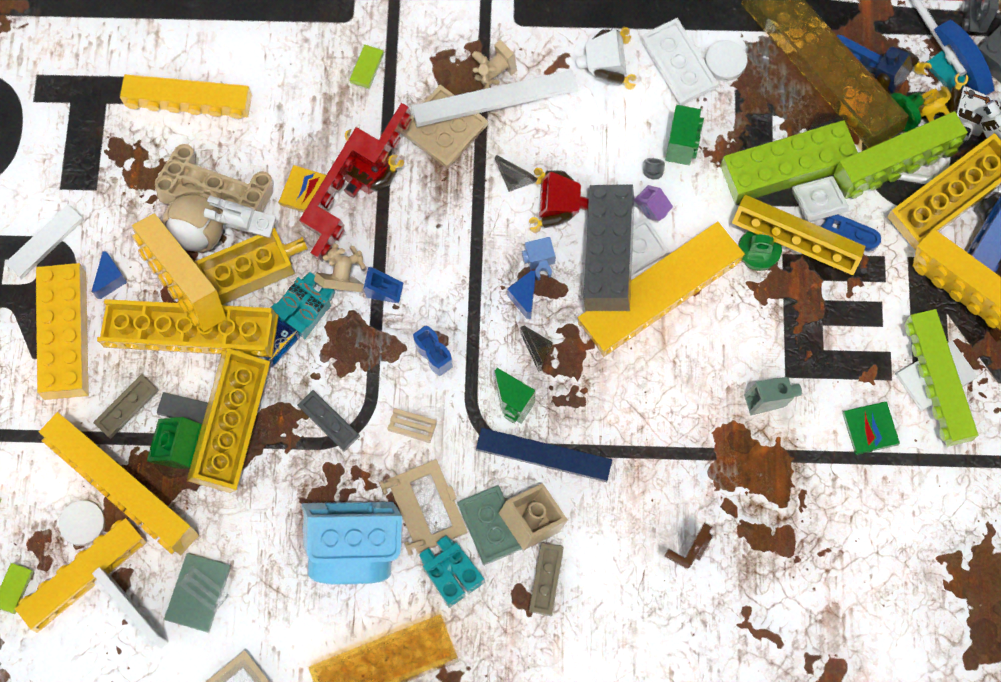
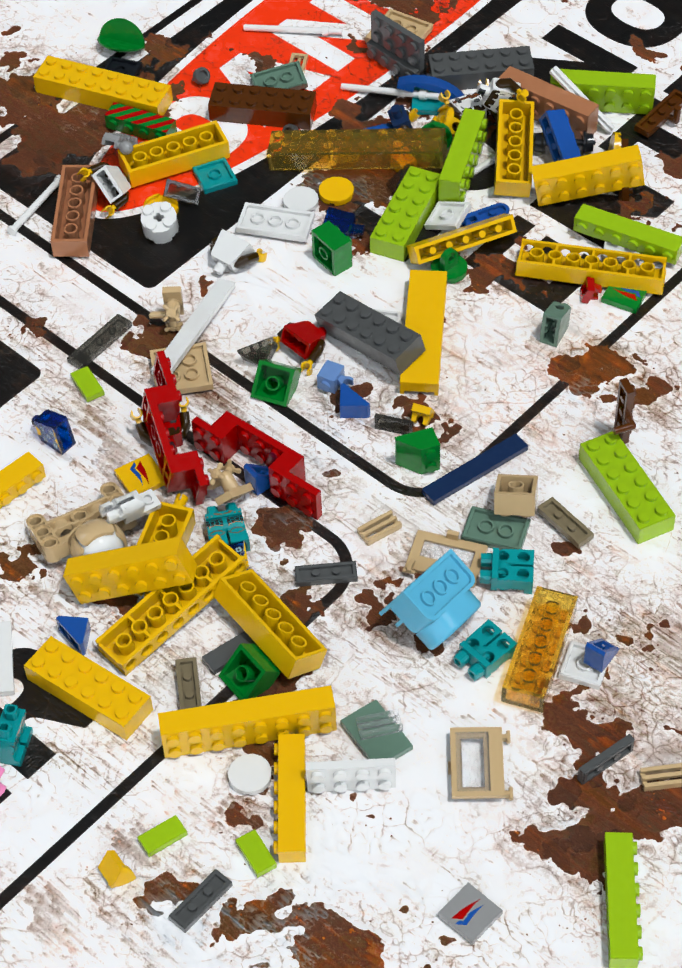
camera: 50 degrees left, 20 degrees down
(289, 77) = (54, 430): none -> clear blue torso
(341, 615) = (485, 650): none -> teal hips
(393, 305) = (284, 465): none -> red bracket
(419, 37) = (99, 341): none -> clear smoke tile
(435, 352) = (340, 475): blue brick -> none
(495, 212) = (275, 382): none -> green slope
(567, 360) = (422, 411): none -> yellow tile
(629, 605) = (626, 487): none -> lime brick
(653, 165) = (334, 279): dark grey tile -> none
(653, 203) = (362, 292): medium lavender brick -> none
(722, 119) = (345, 221): none -> clear blue torso
(765, 79) = (336, 191): none -> yellow tile
(841, 394) = (589, 290): none -> red tile
(871, 375) = (576, 269): none -> yellow tile

